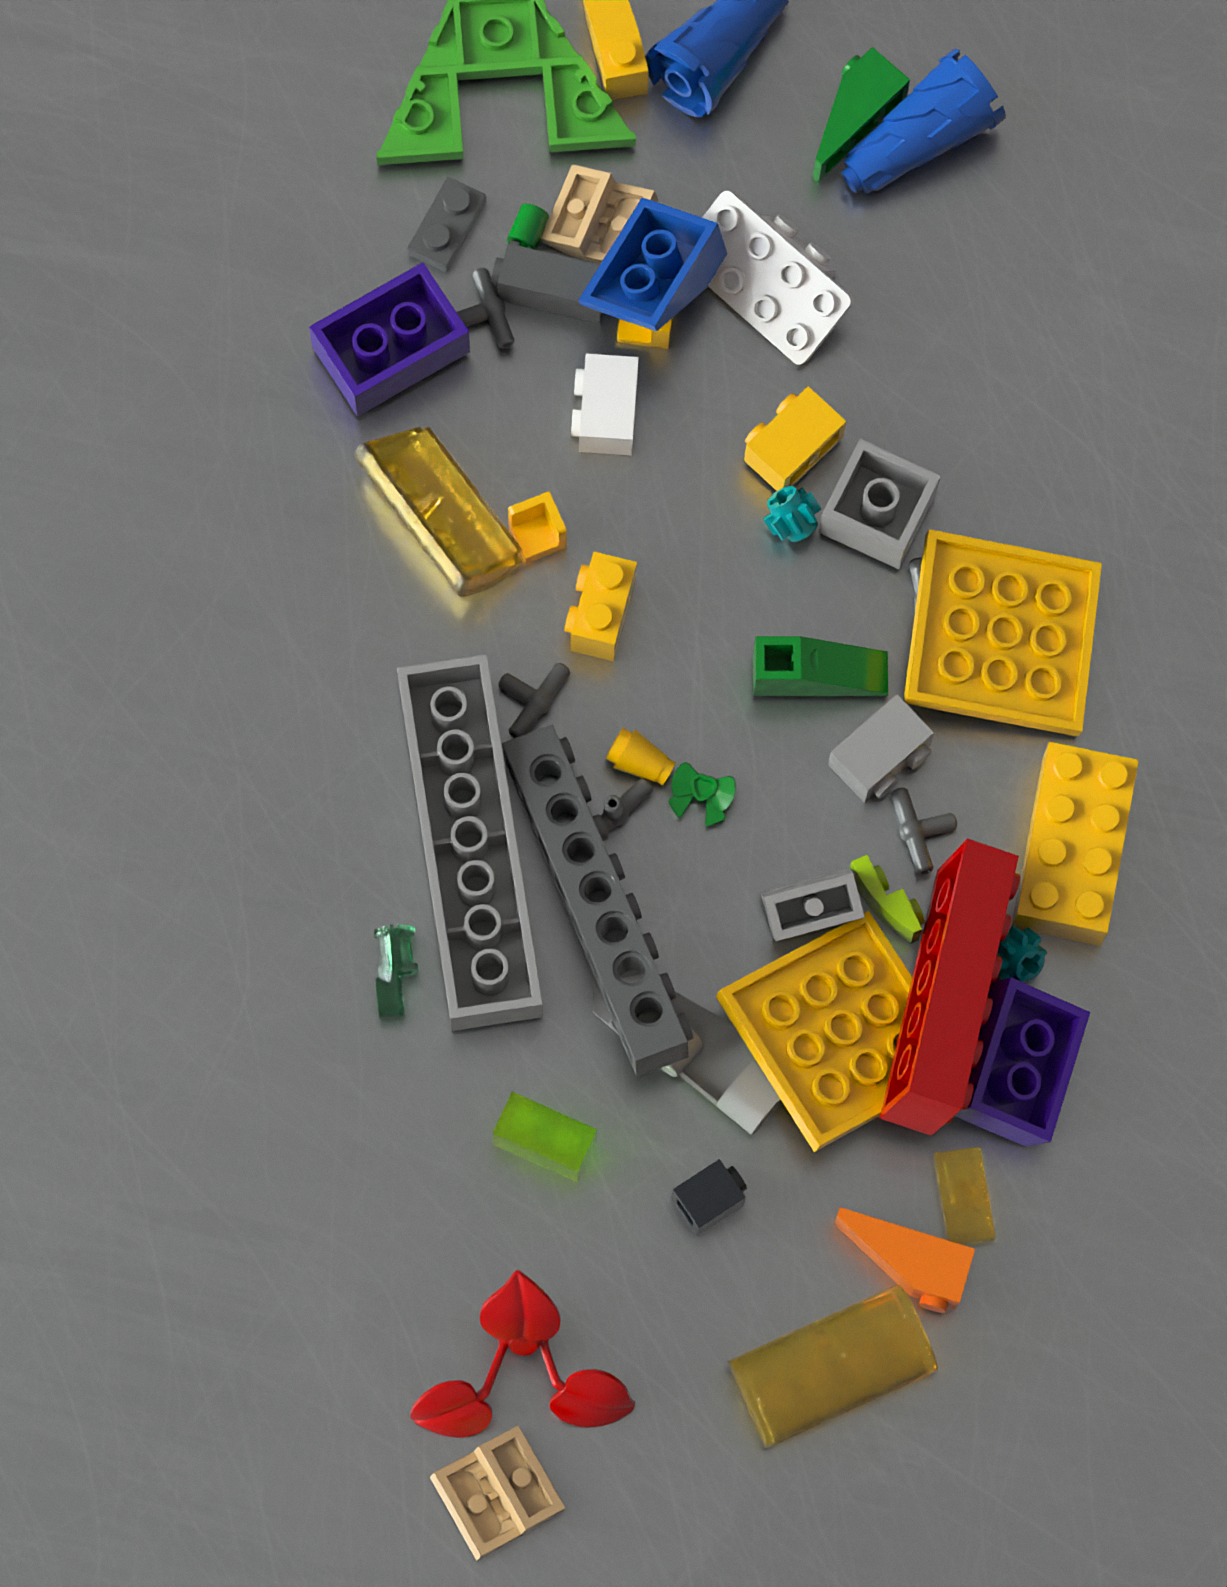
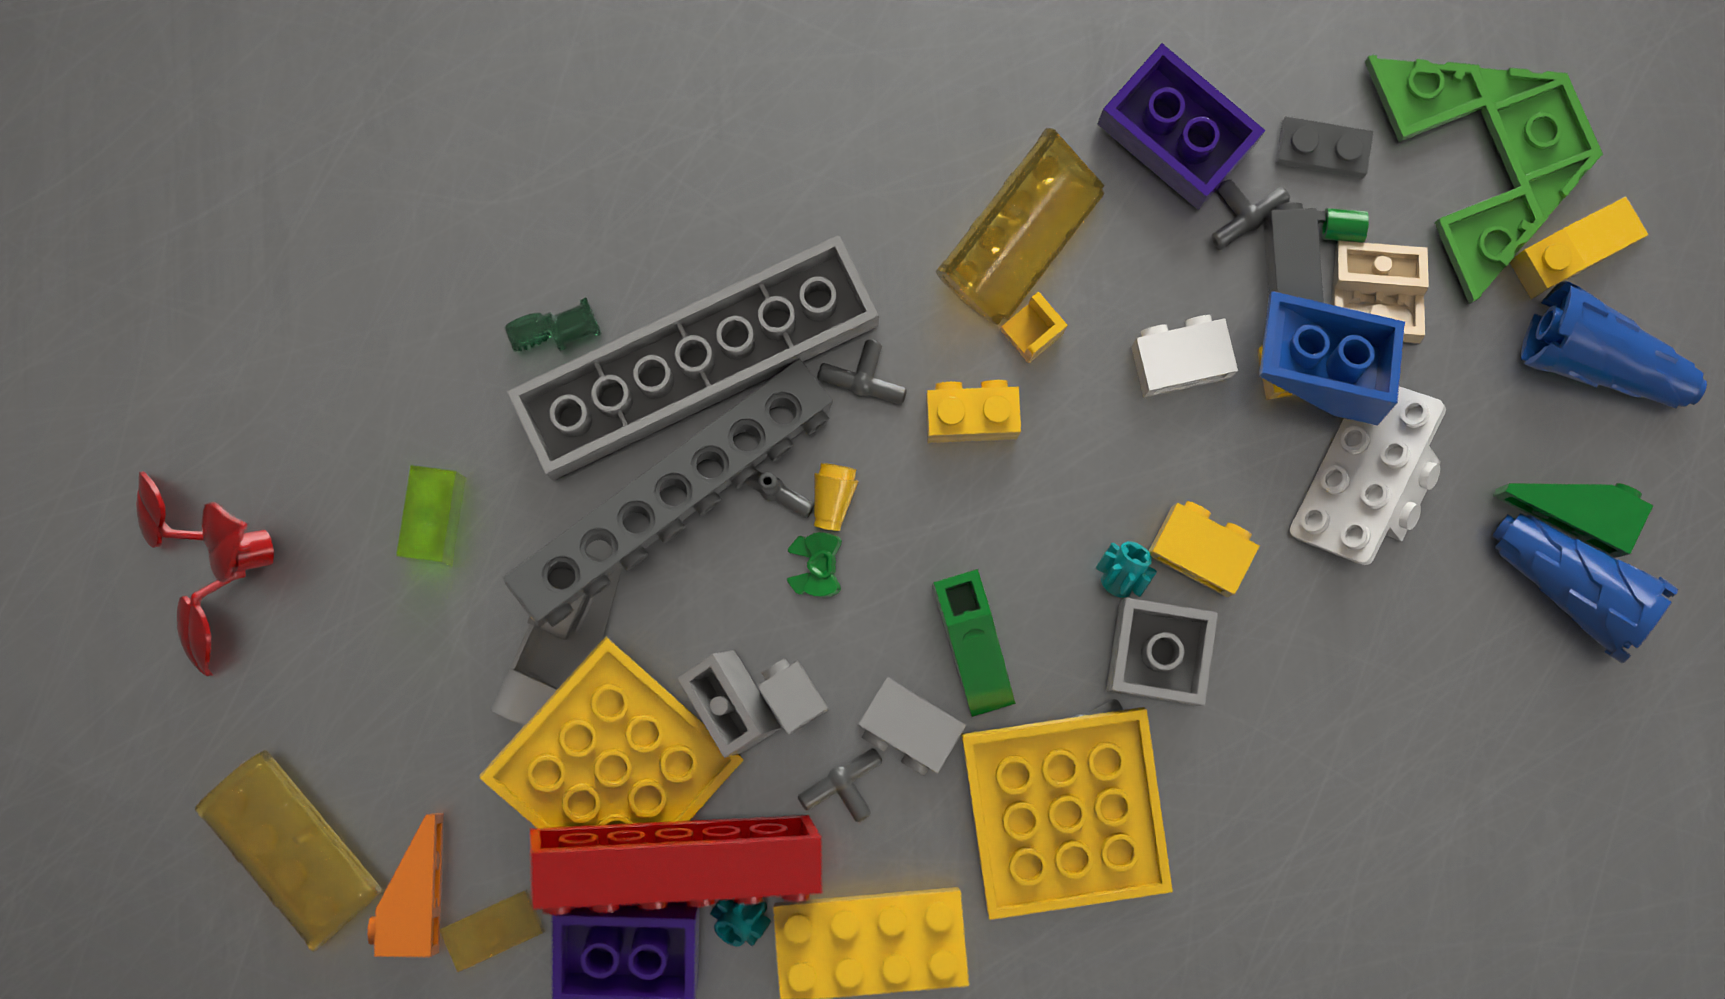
camera: 75 degrees right, 10 degrees up
(497, 1492) = (92, 574): tan slope -> none
(710, 1196) = (419, 688): black brick -> none
(823, 840) = (791, 695): none -> light grey brick
(895, 909) = (751, 787): lime slope -> none

